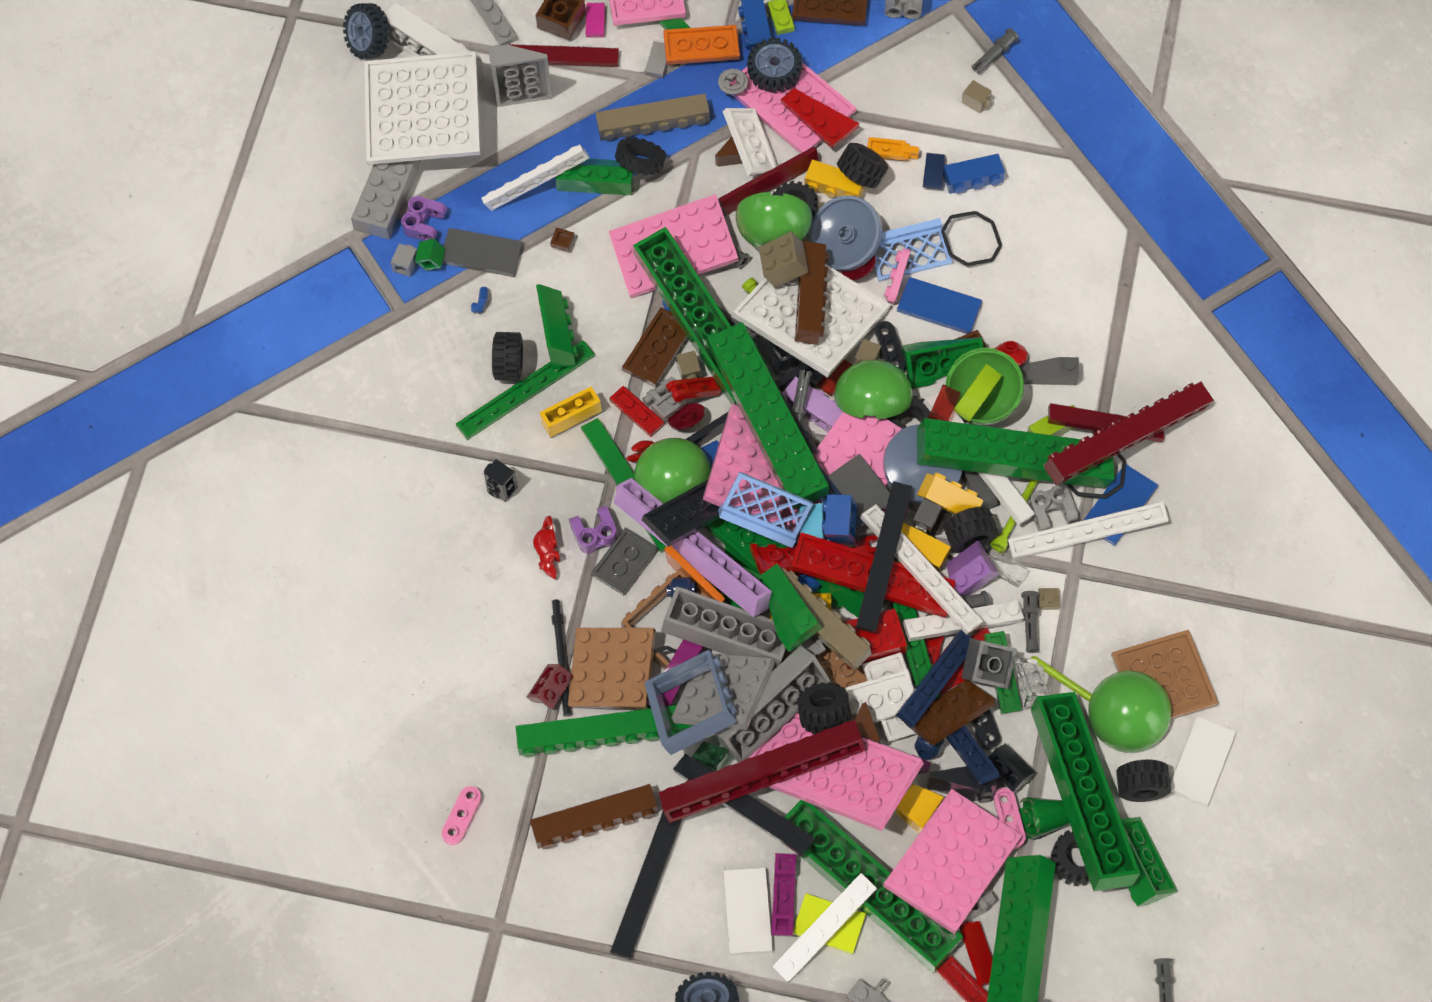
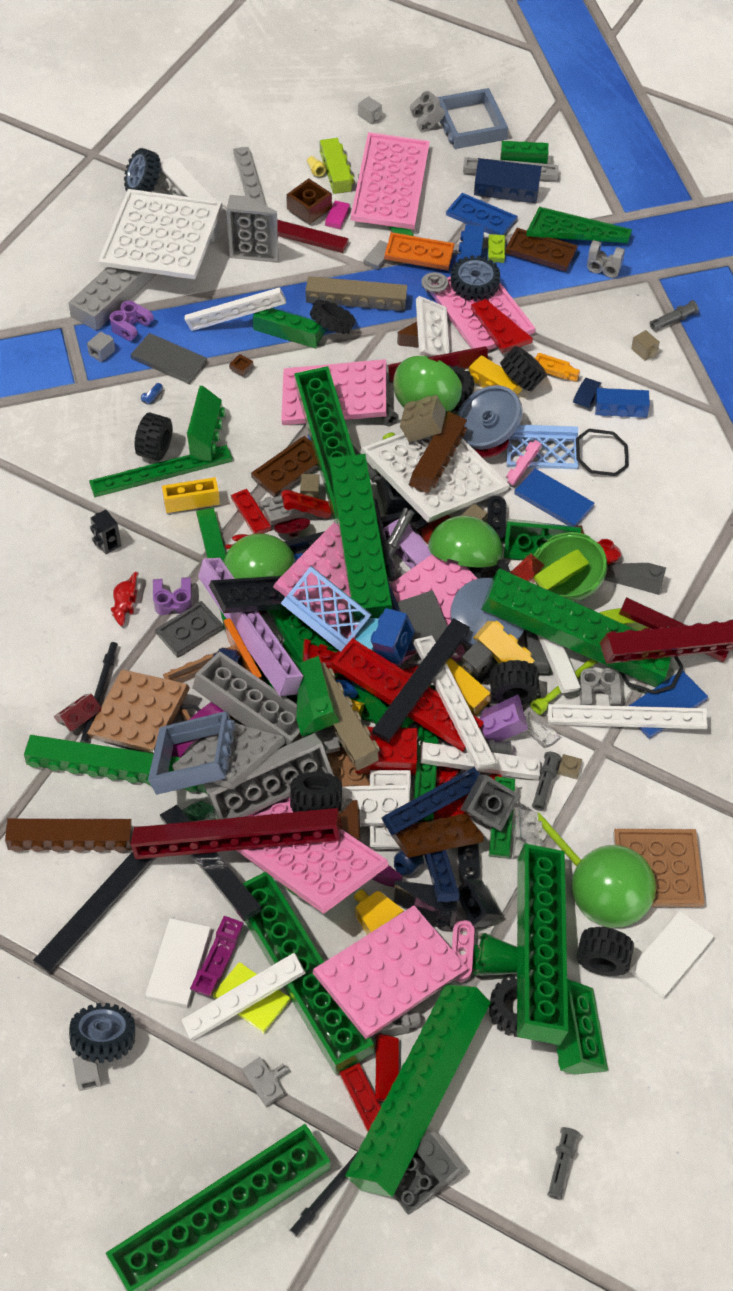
camera: 15 degrees right, 10 degrees down
(430, 254) = (123, 347): green brick -> none

